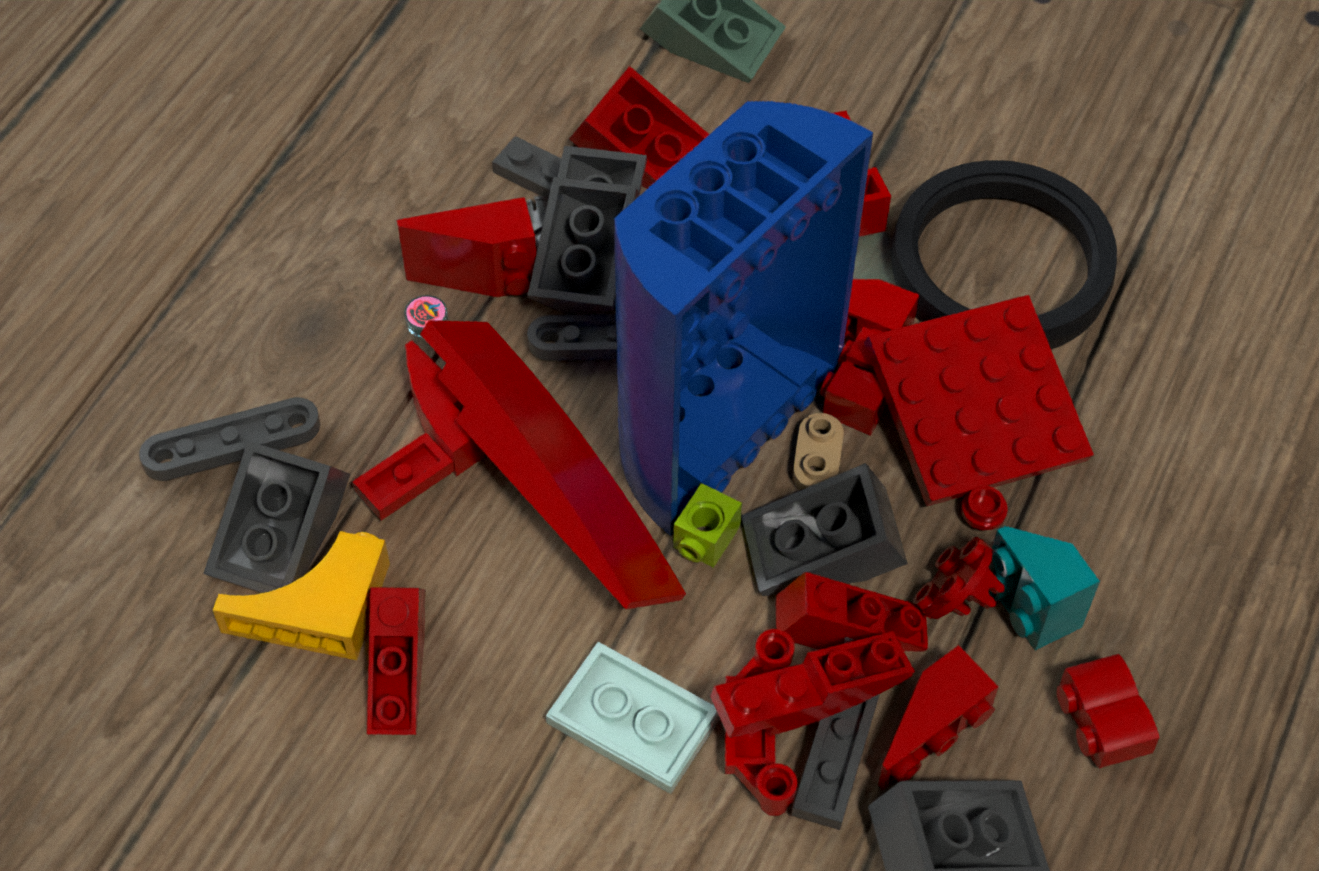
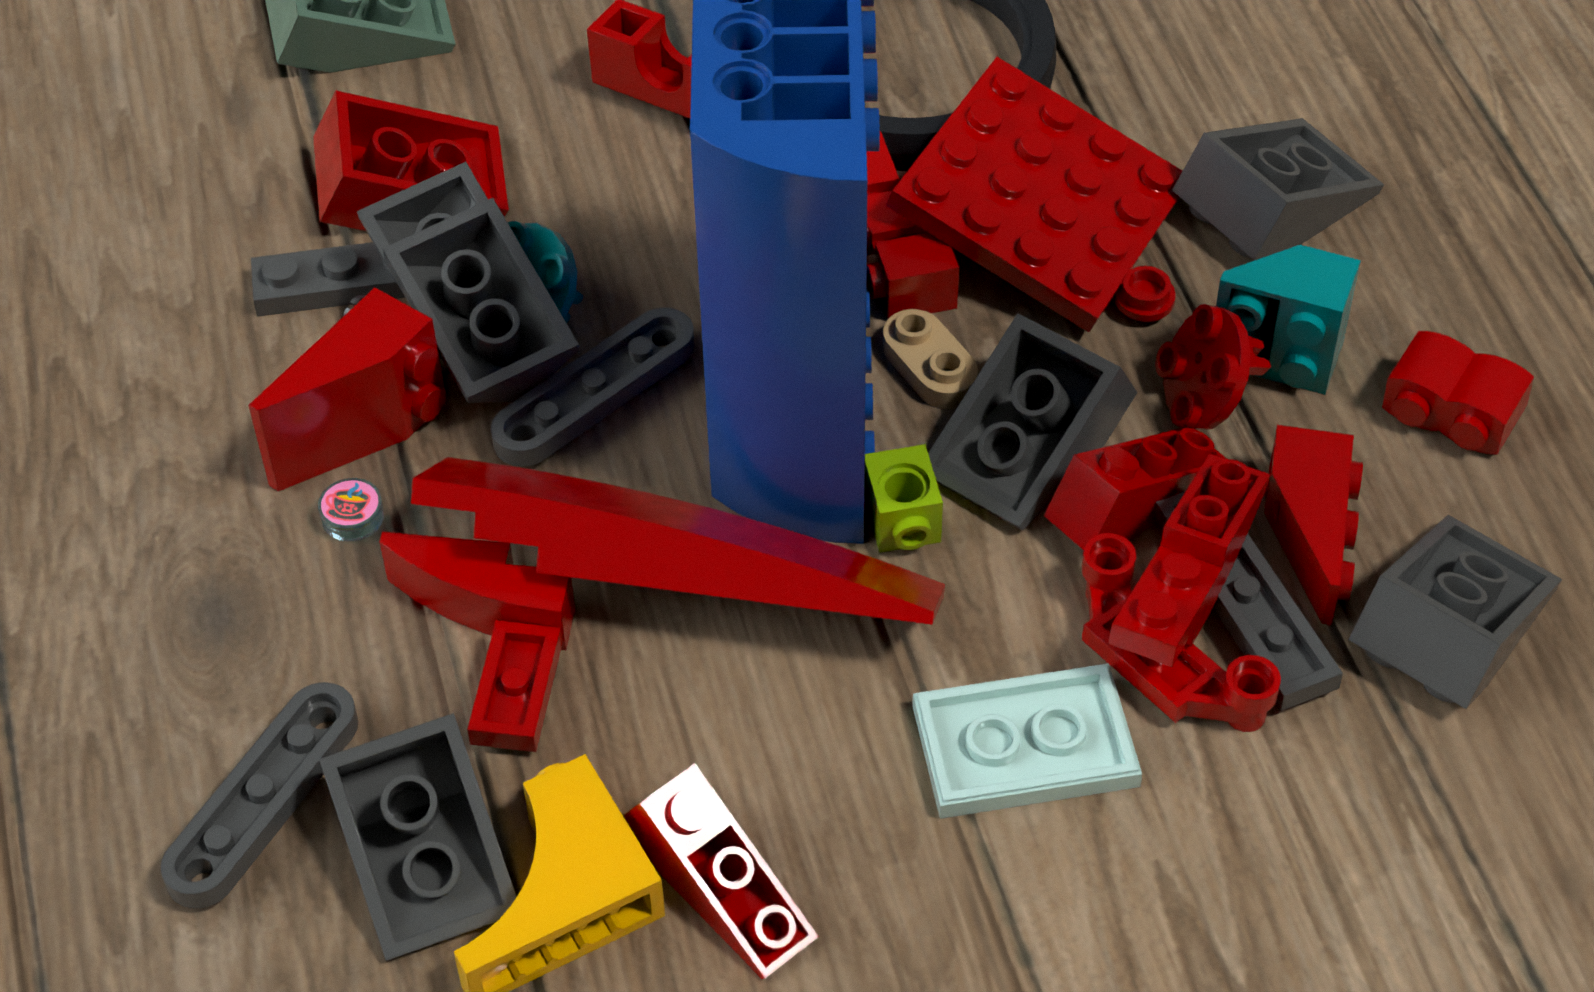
camera: 40 degrees left, 5 degrees down
(1140, 496) = (1272, 185): none -> dark grey slope

